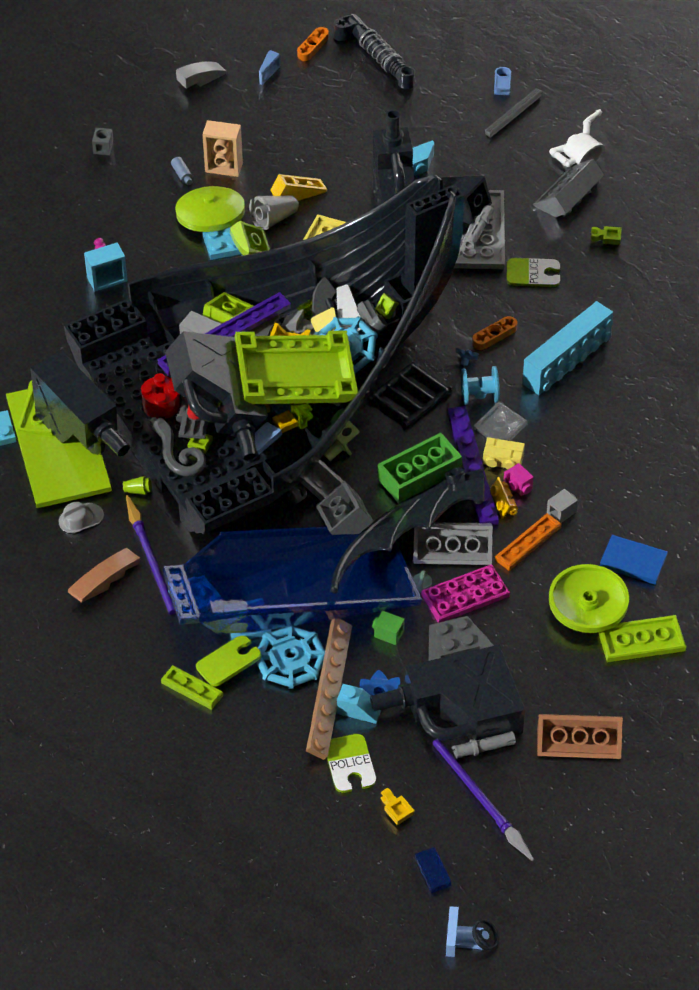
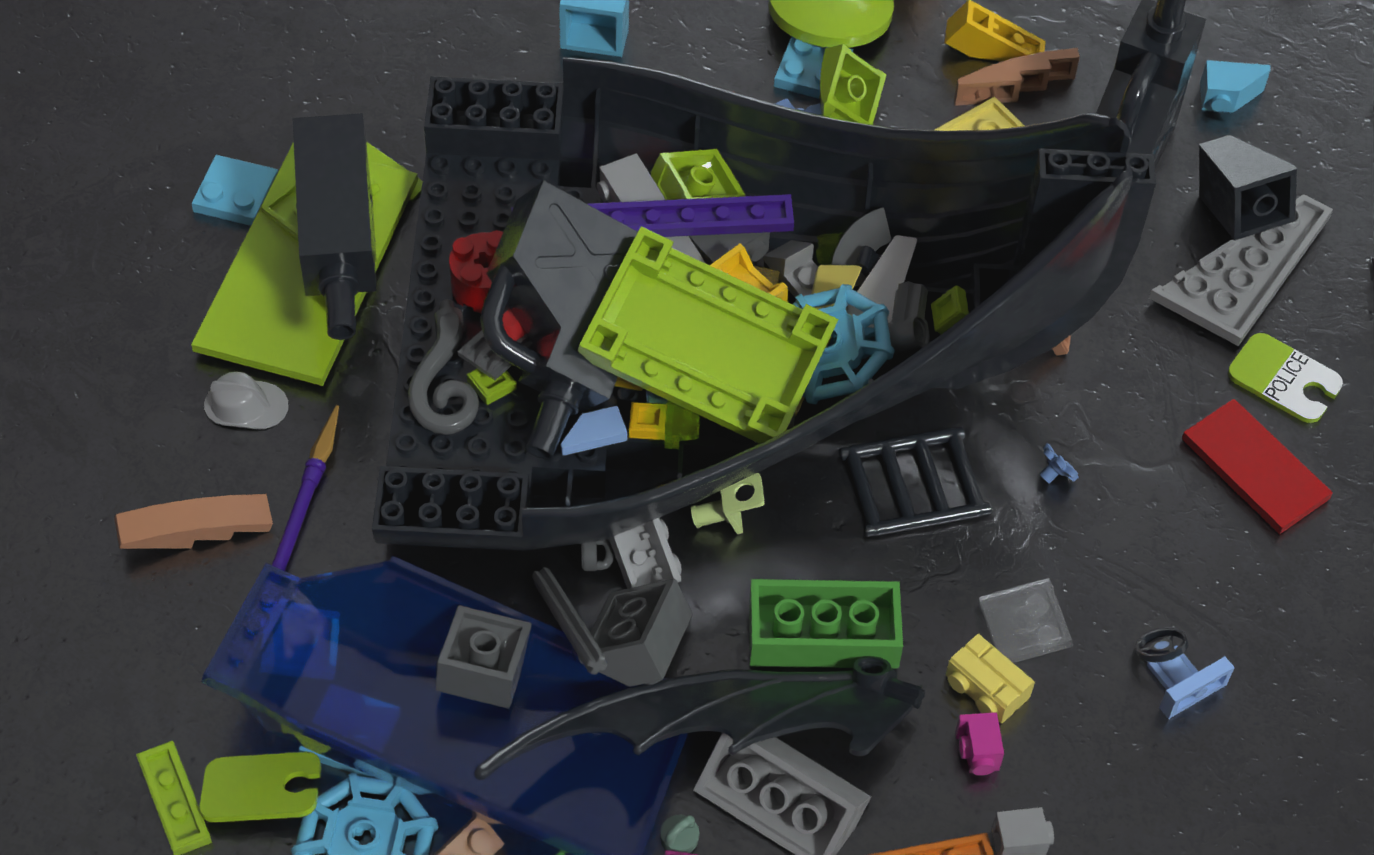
camera: 30 degrees right, 5 degrees up
(138, 485) = (367, 400): lime cone -> none
(272, 209) = (925, 53): light grey cone -> none
(287, 555) = (483, 656): none -> dark grey slope
(312, 521) = (569, 621): none -> dark grey axle
(321, 200) = (1015, 76): none -> nougat slope
(471, 460) = (926, 667): dark purple plate -> none
(480, 223) = (1251, 244): light grey pin -> none
(481, 386) = (1034, 534): medium azure hose -> none
(501, 496) = (934, 746): yellow hinge -> none
(502, 326) = (1148, 440): orange beam -> none
(543, 312) = (1257, 466): none -> red tile
(567, 348) = (1238, 547): medium azure brick -> none
(577, 413) = (1177, 674): none -> light blue piece

